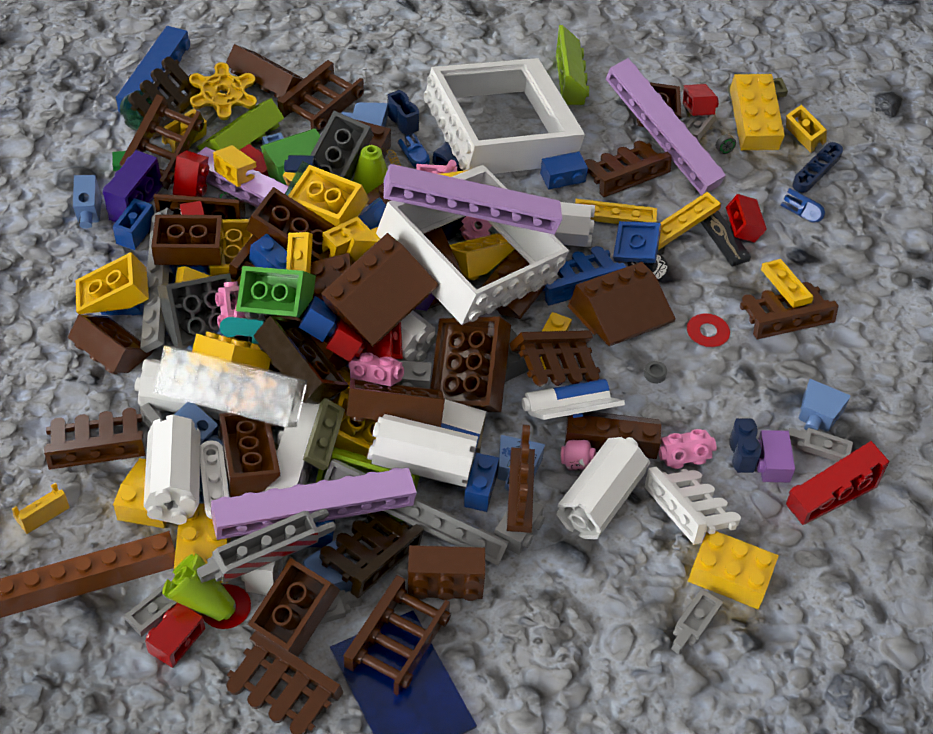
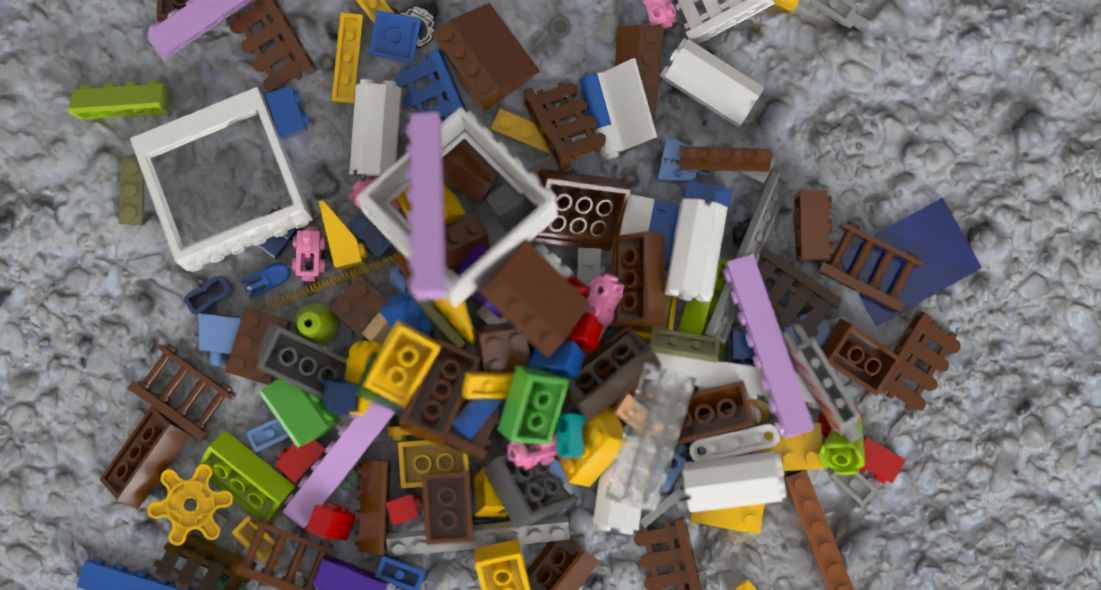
camera: 90 degrees left, 35 degrees up
(233, 165) = (329, 473): yellow hinge -> none
(339, 237) = (455, 339): yellow hinge -> none
(577, 454) = (670, 106): bright pink head -> none

